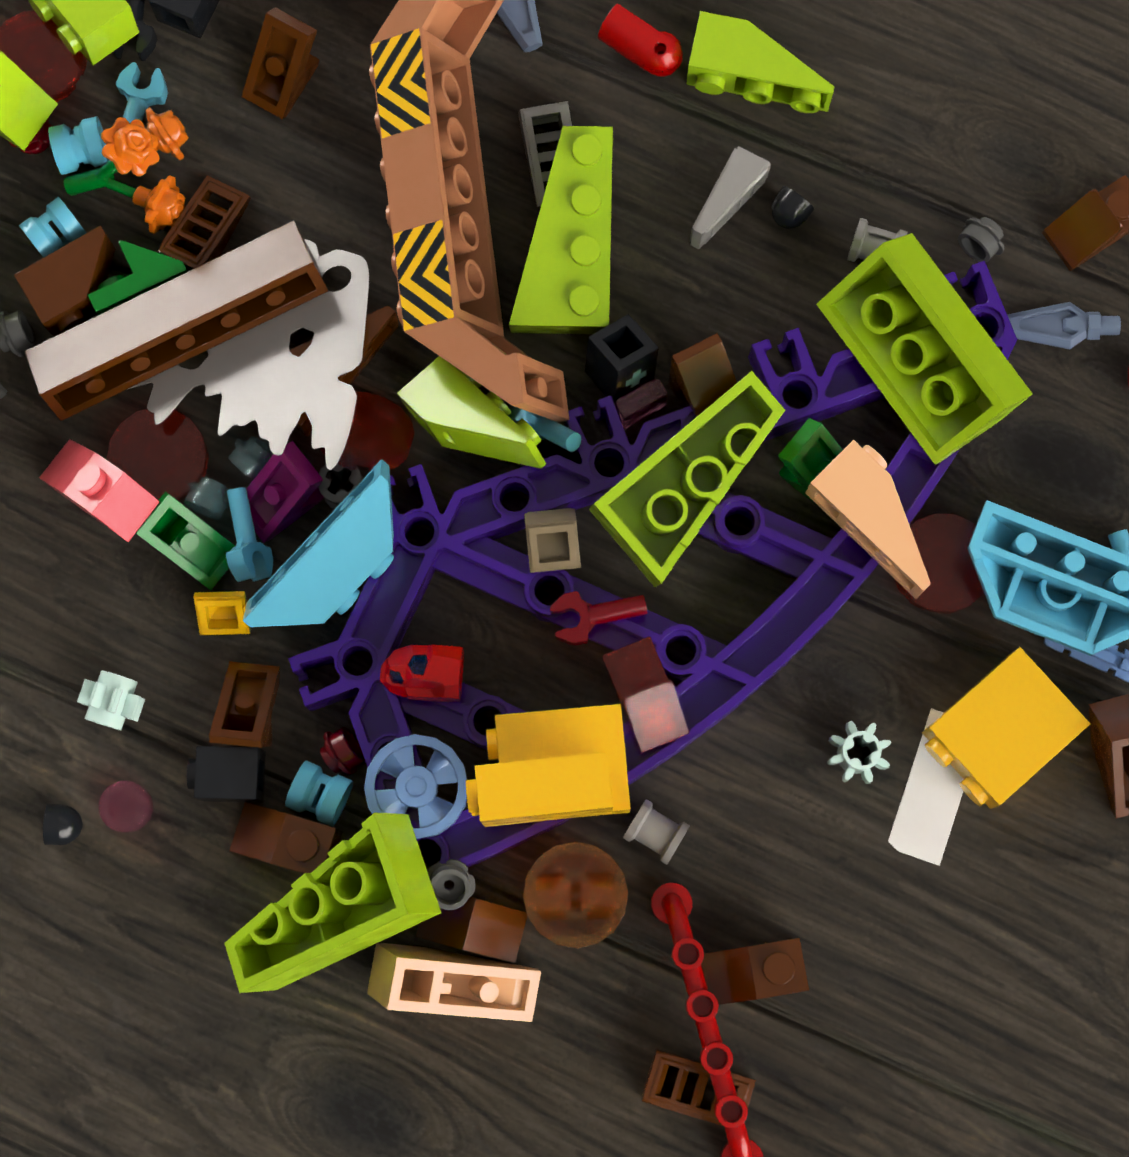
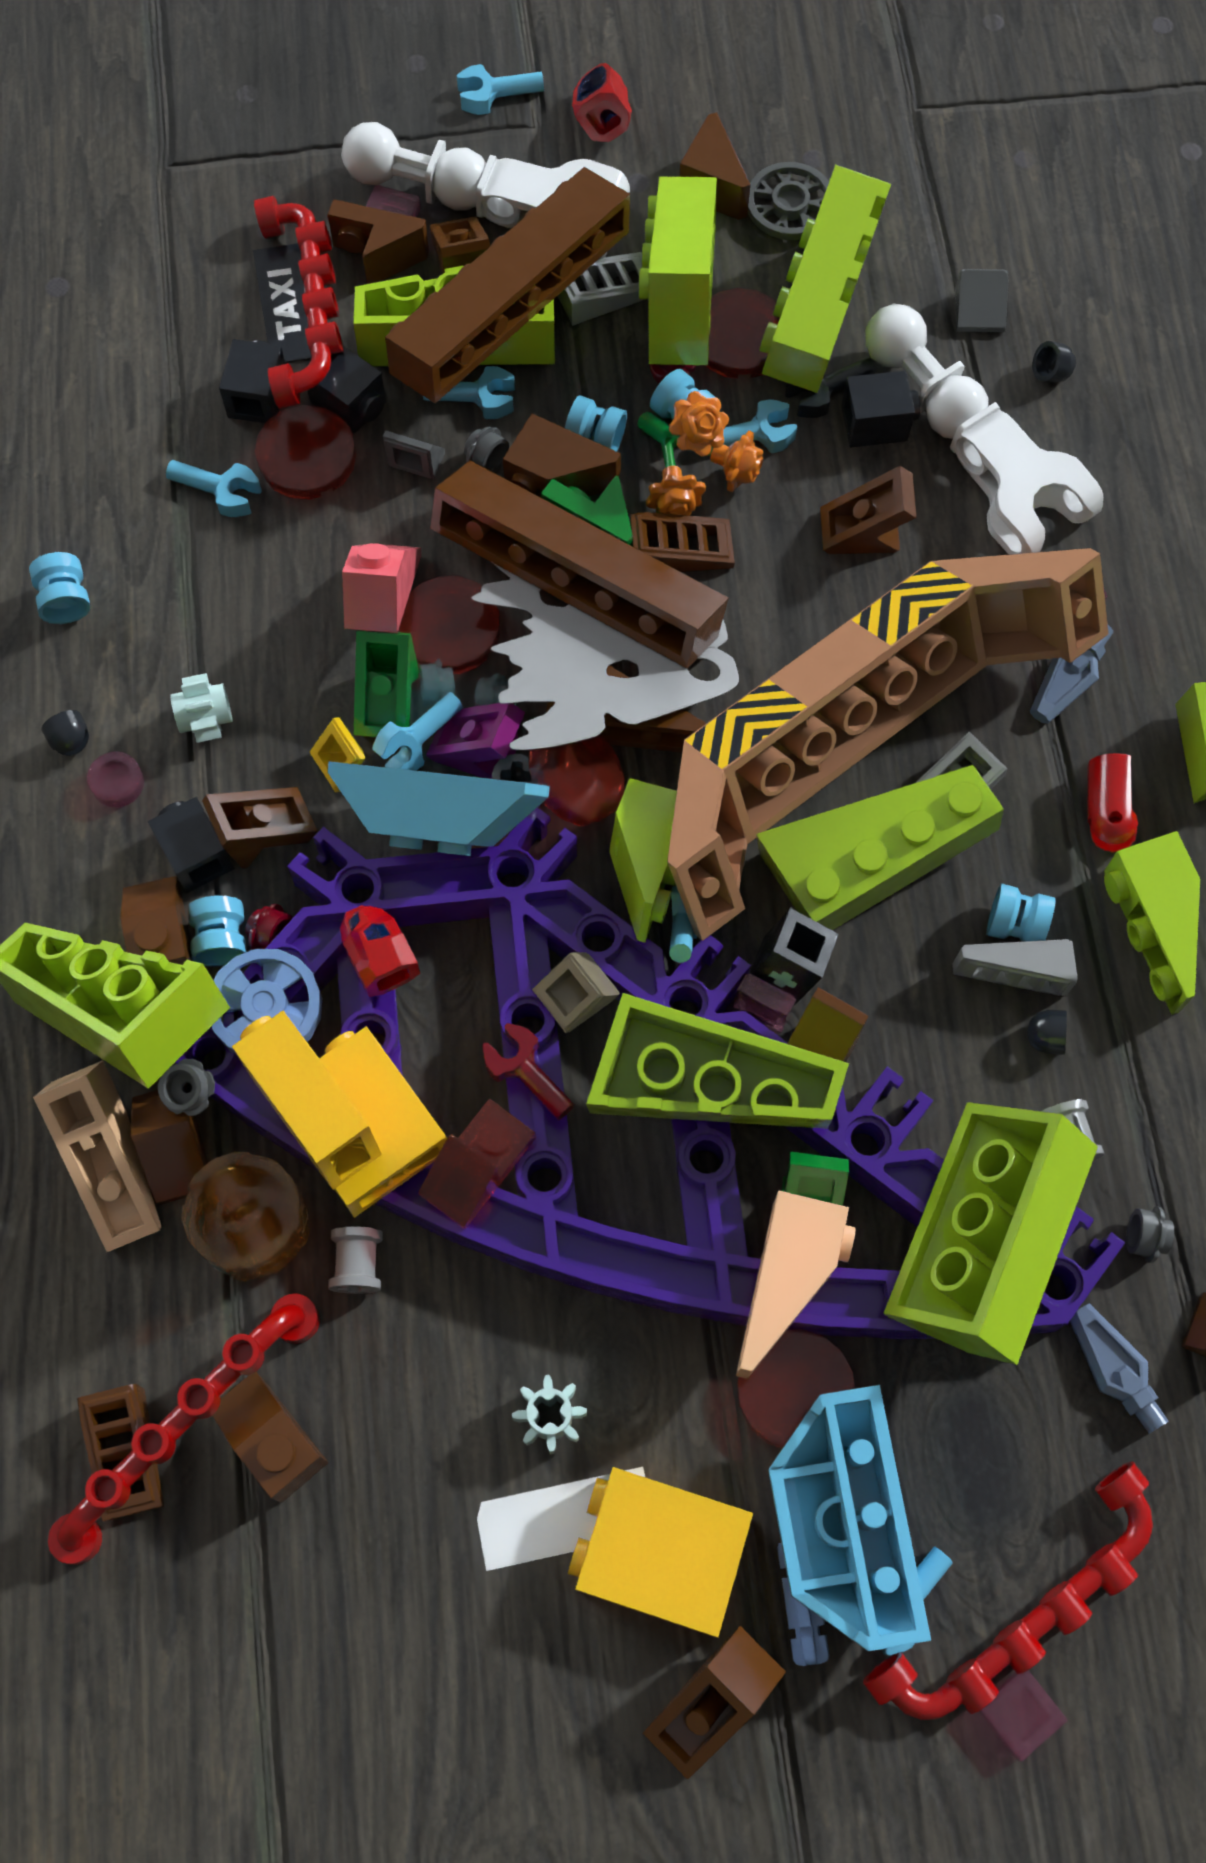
camera: 55 degrees right, 10 degrees down
(689, 170) = (1033, 917): none -> medium azure wheel

